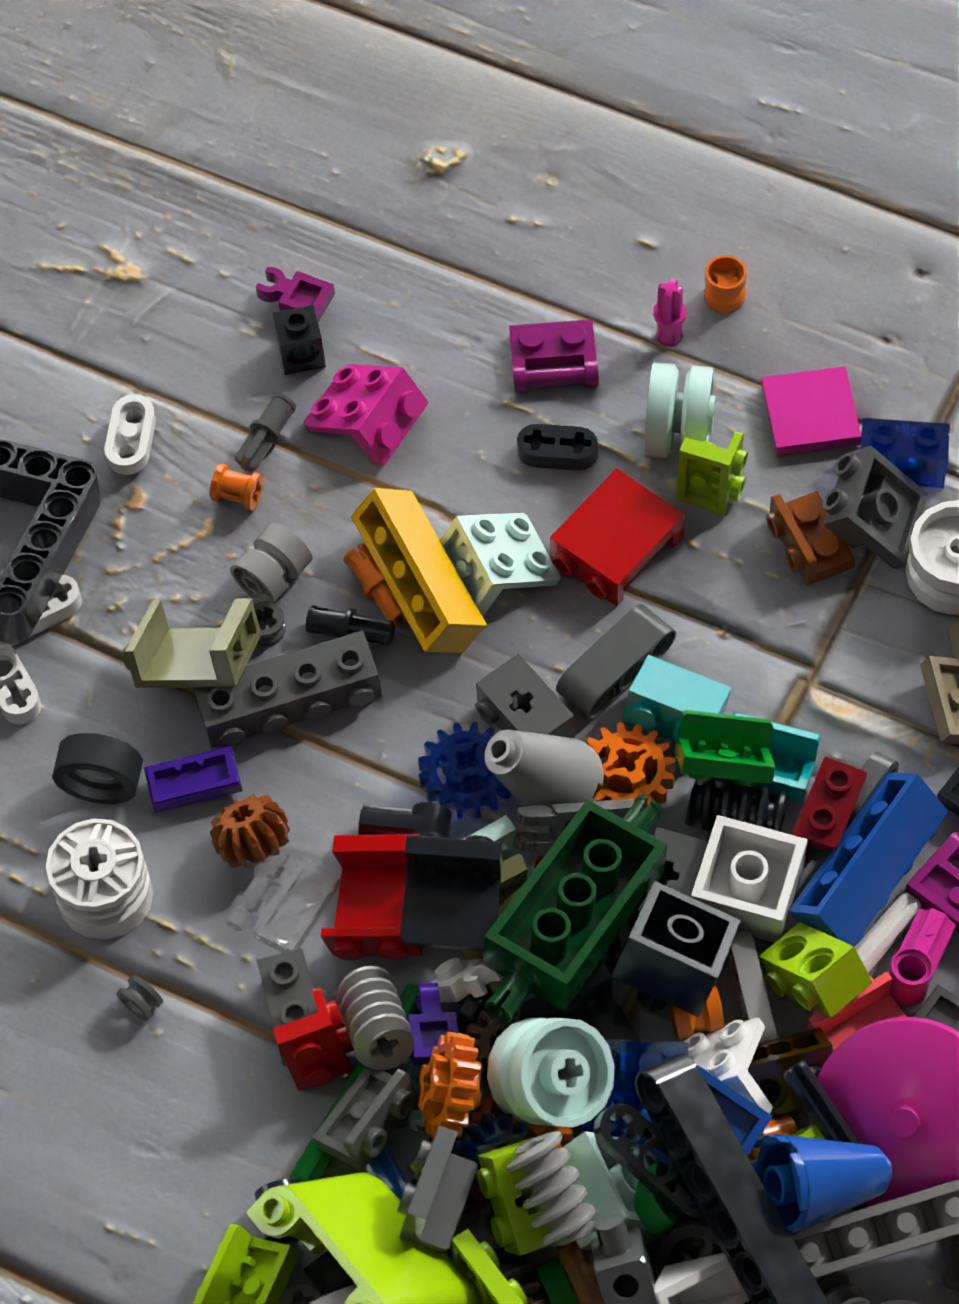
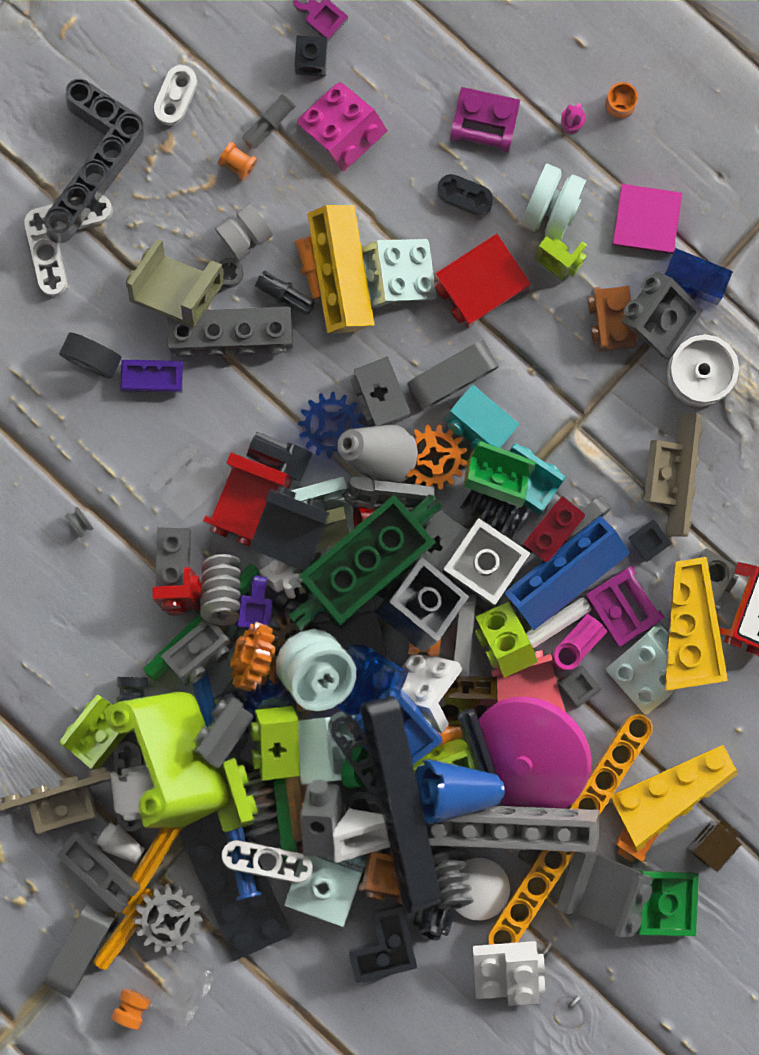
camera: 15 degrees right, 25 degrees up
(105, 900) = (82, 450): white wheel -> none
(249, 831) = (177, 429): dark orange gear -> none
(553, 1190) = (290, 755): light grey piece -> none

